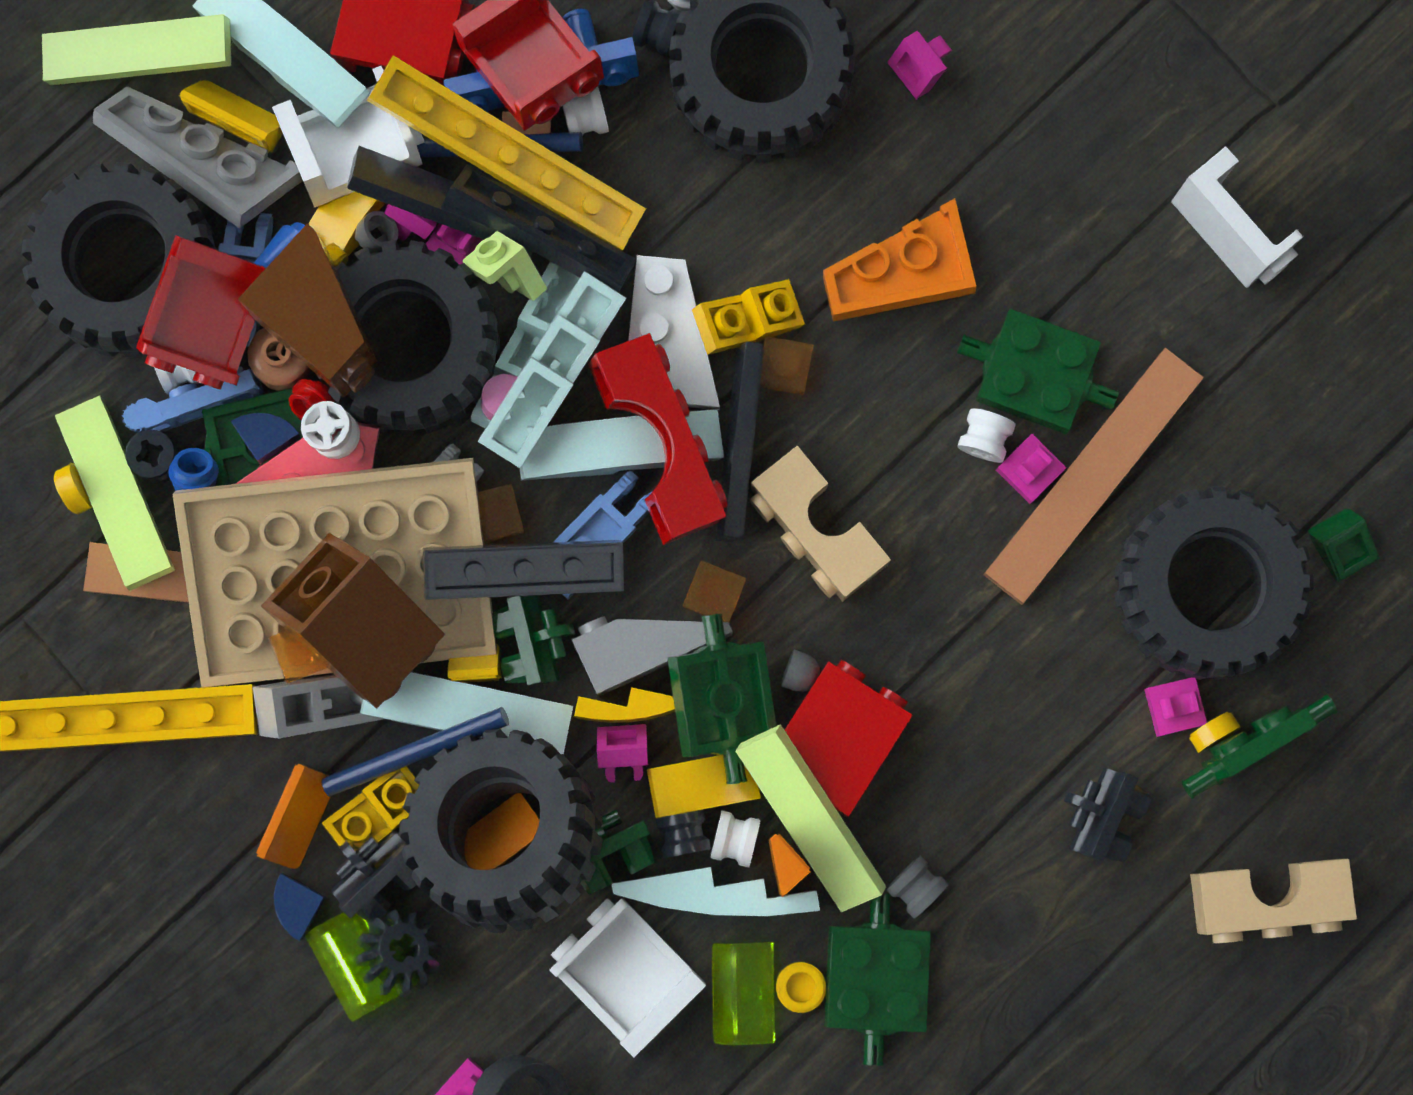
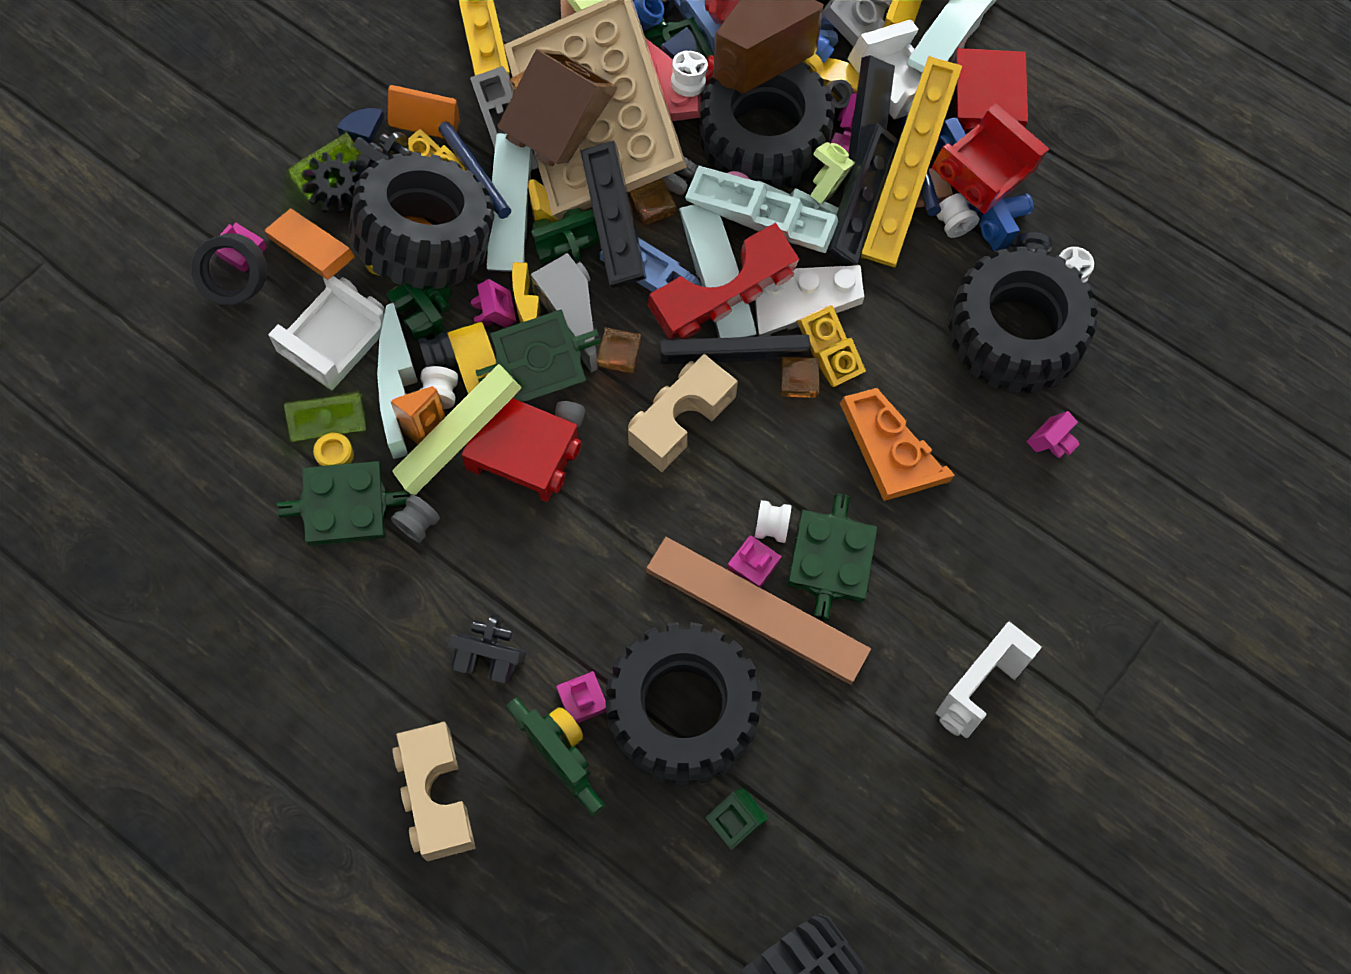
camera: 80 degrees right, 15 degrees down
(494, 993) = (309, 244): none -> orange tile

